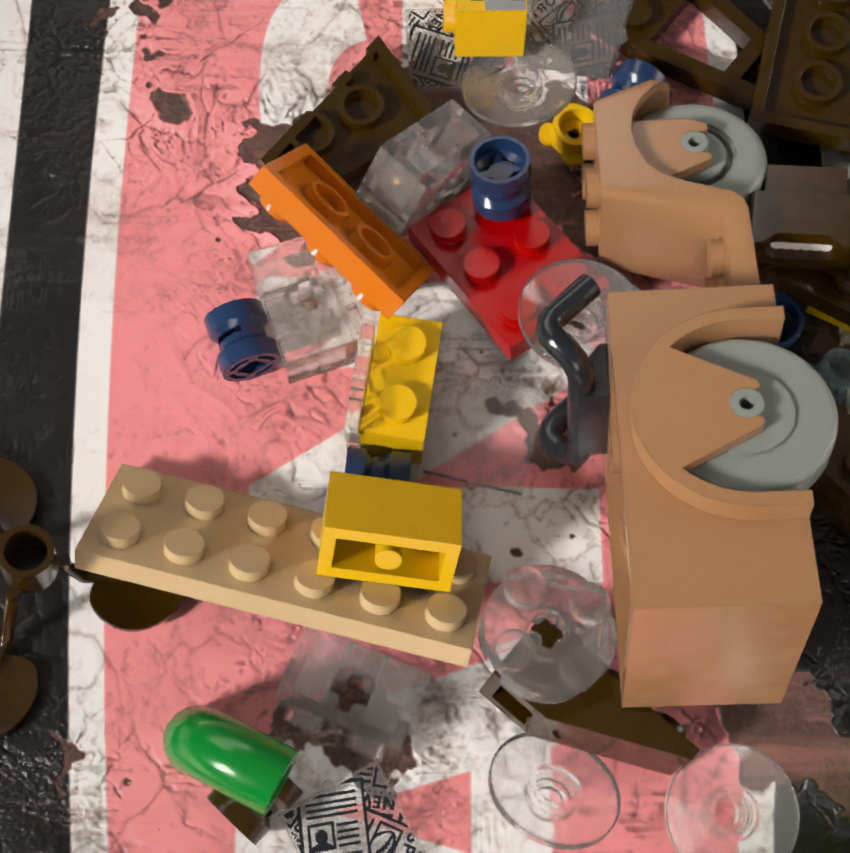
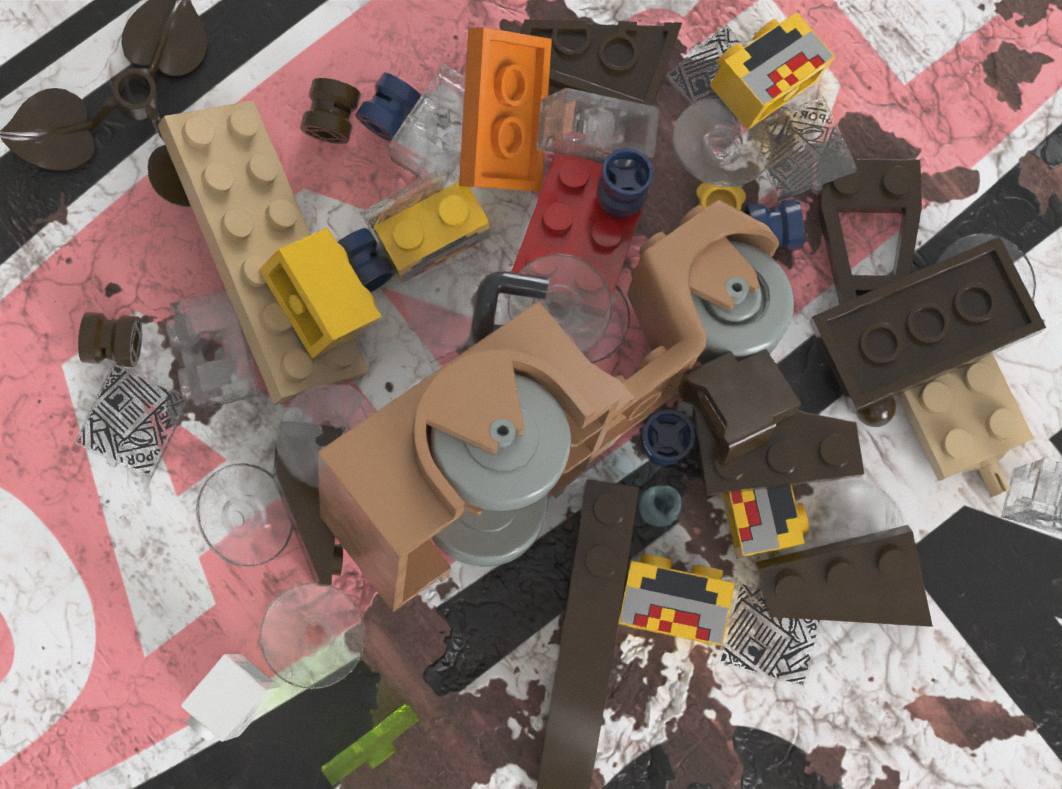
camera: 55 degrees right, 10 degrees up
(198, 396) = (330, 110): none -> dark brown wheel
(228, 756) = (110, 303): green cylinder -> none

